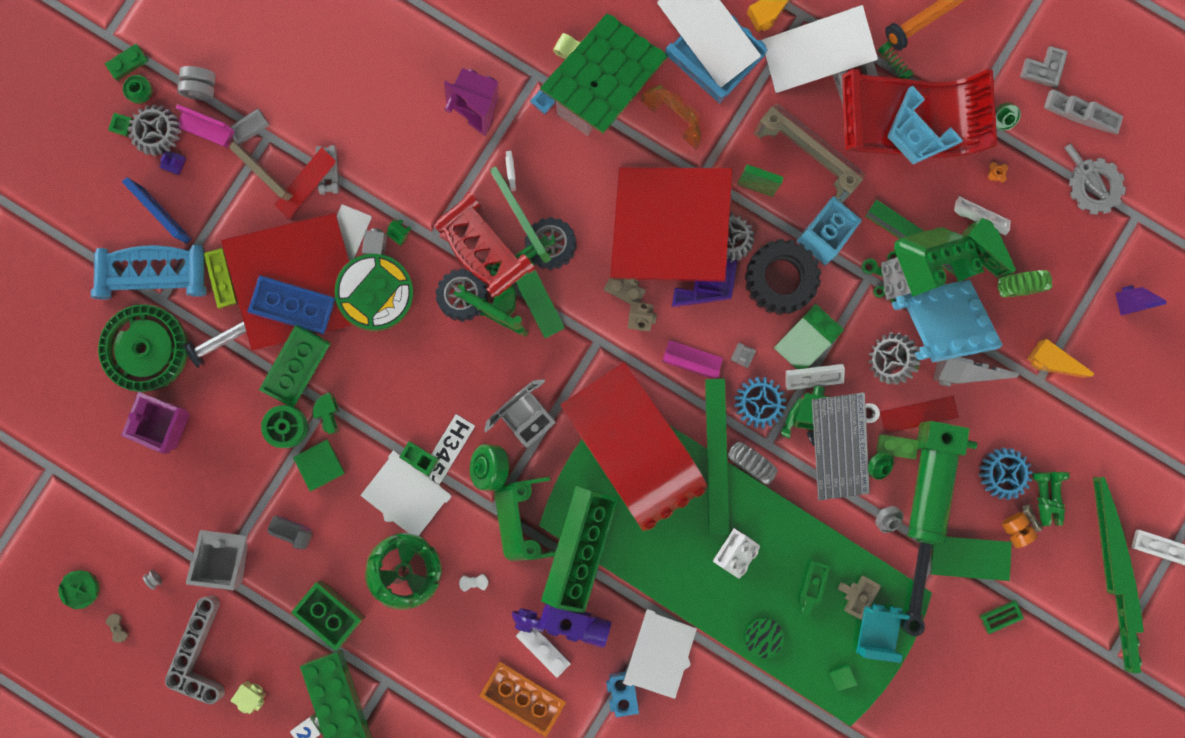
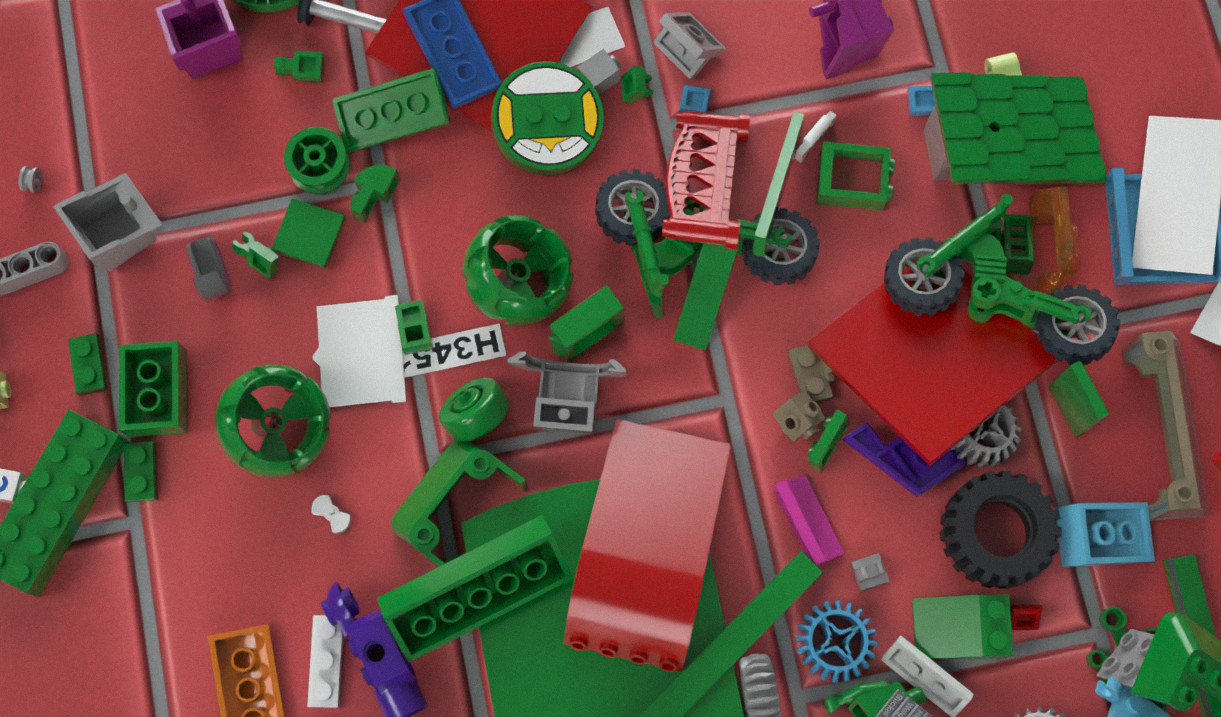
camera: 50 degrees right, 10 degrees down
(226, 386) = (304, 66): none -> green plate
(281, 635) = (87, 364): none -> green plate
(307, 501) = (259, 257): none -> green plate
(363, 657) = (140, 471): none -> green plate
(401, 184) = (687, 42): none -> light grey bracket
(434, 210) = (694, 99): none -> dark azure tile
(438, 405) = (508, 294): none -> green wheel
(499, 374) = (586, 324): none -> green window
(544, 195) = (854, 199): none -> green window
(663, 307) = (833, 431): none -> green plate
(665, 137) = (1018, 261): none -> green slope
(666, 165) = (996, 292): none -> piece
(830, 304) = (1025, 616): none -> red slope

